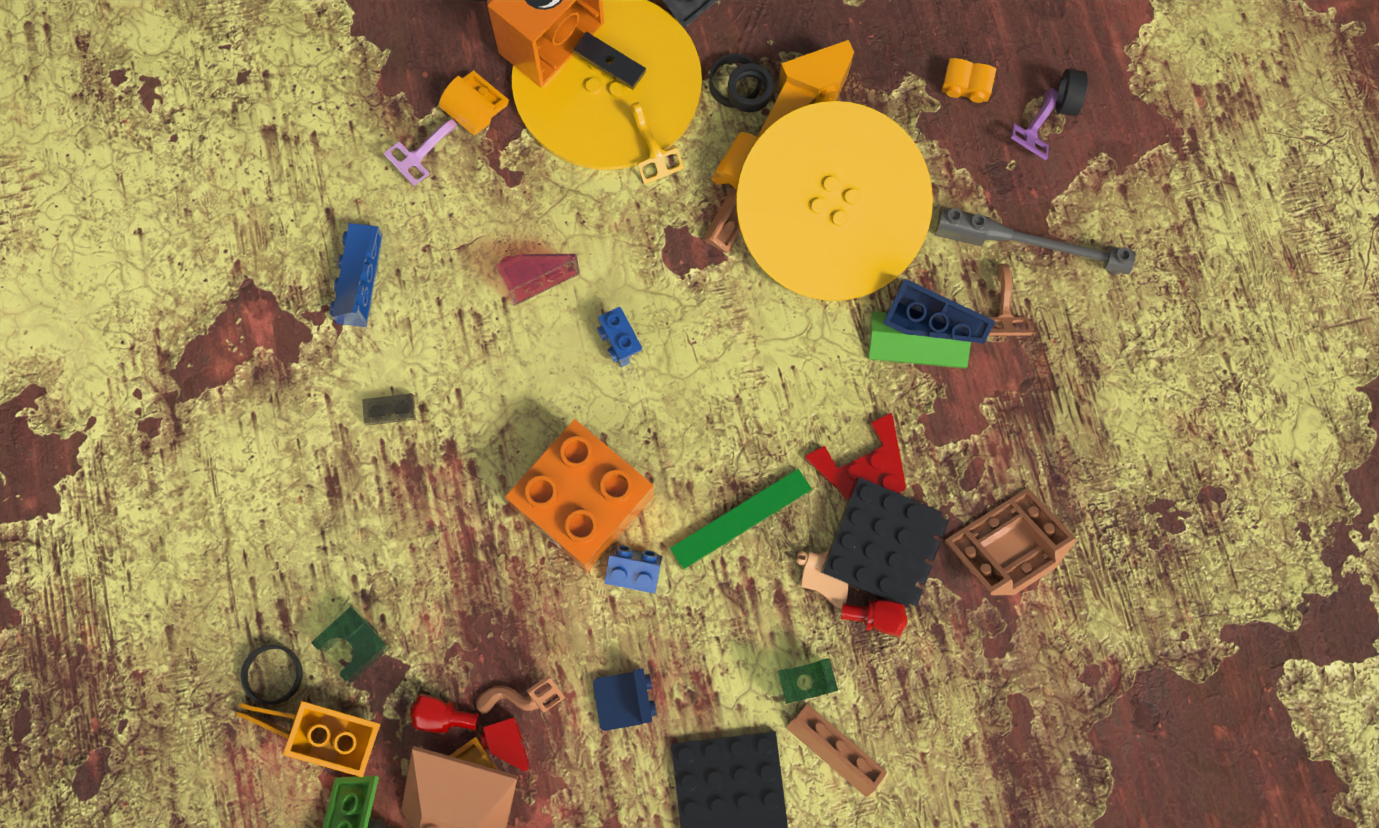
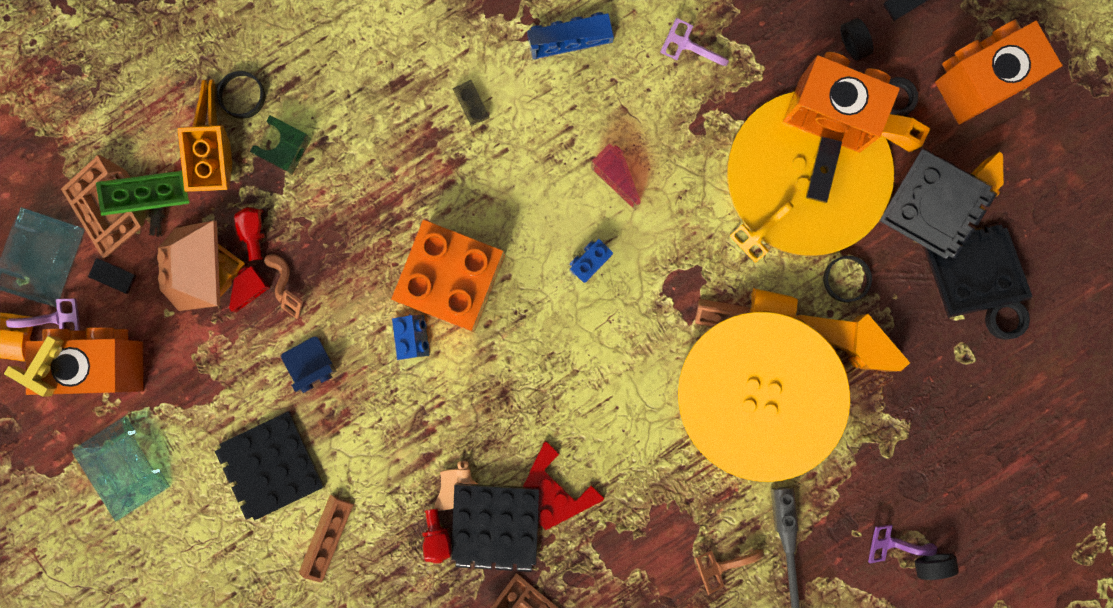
camera: 75 degrees right, 10 degrees up
(472, 102) = (749, 71): light orange brick -> none
(740, 519) = (478, 407): green tile -> none
(754, 71) = (853, 282): black tyre -> none
(821, 680) = (354, 492): clear green piece -> none
(895, 346) = (675, 503): bright green slope -> none
(928, 314) = (696, 503): dark blue wedge -> none
(968, 80) = (918, 475): light orange brick -> none

